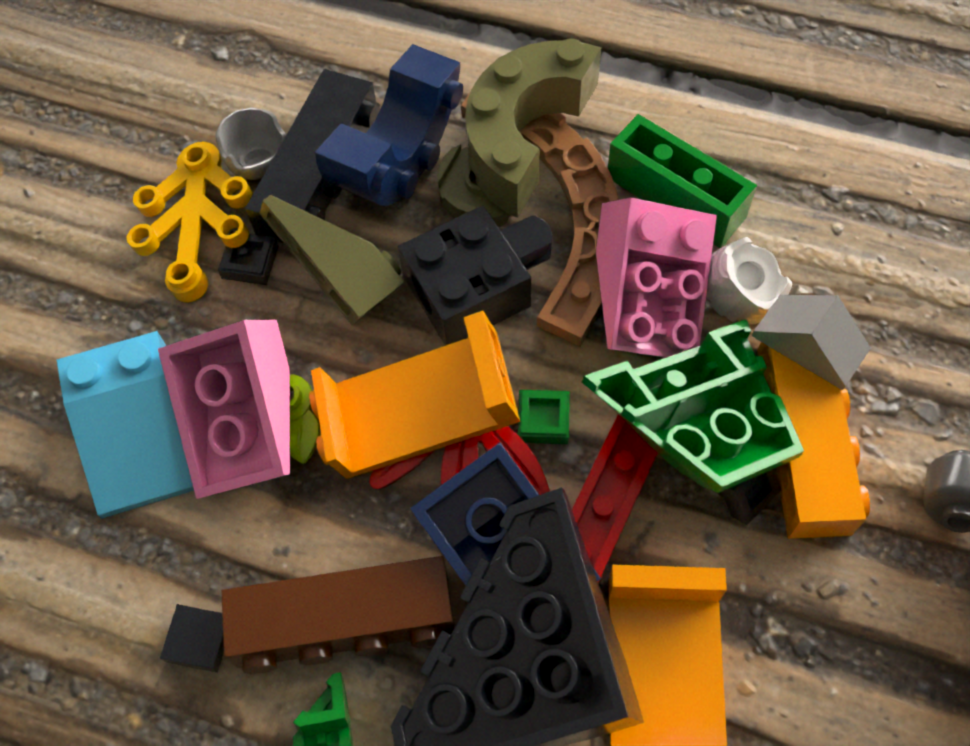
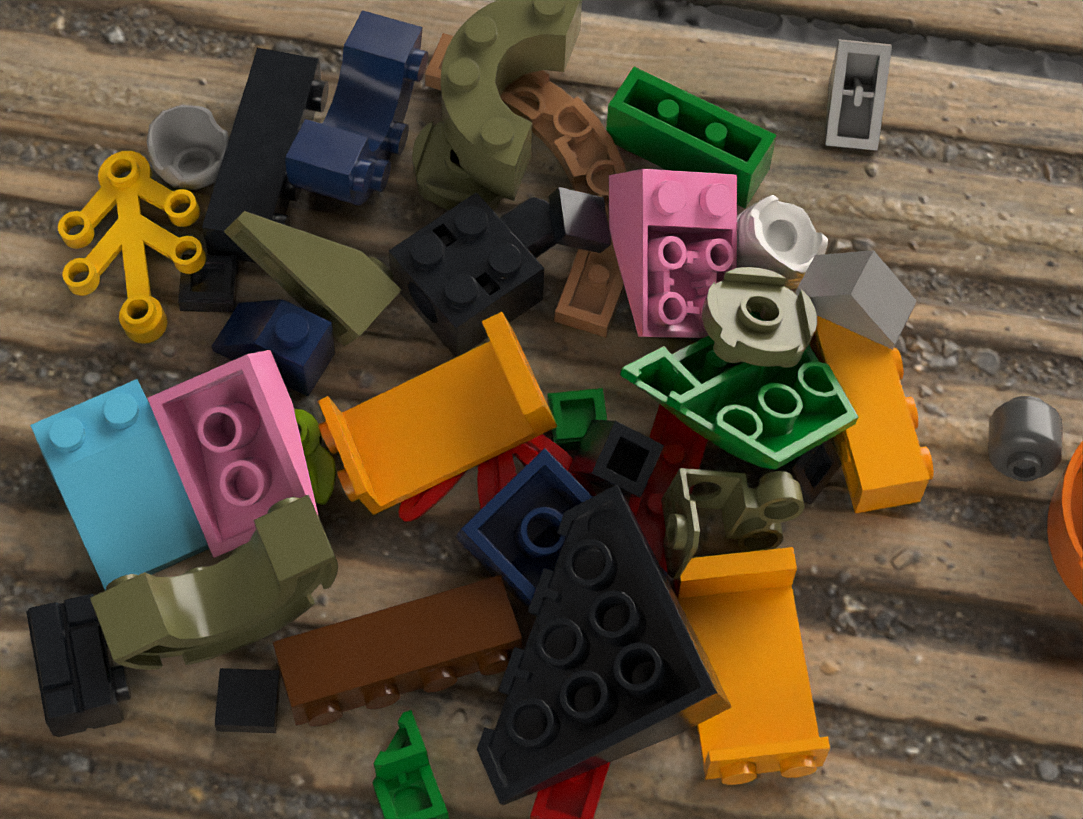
camera: 15 degrees left, 0 degrees up
(50, 583) = (75, 667): none -> black brick
(181, 544) = (223, 604): none -> olive brick
(303, 314) = (295, 336): none -> dark blue slope
(570, 239) = (579, 220): none -> black tile
(570, 458) = (616, 456): none -> black brick
(685, 529) = (747, 513): none -> olive piece
(705, 363) = (742, 337): none -> olive plate
(833, 160) = (857, 94): none -> light grey slope

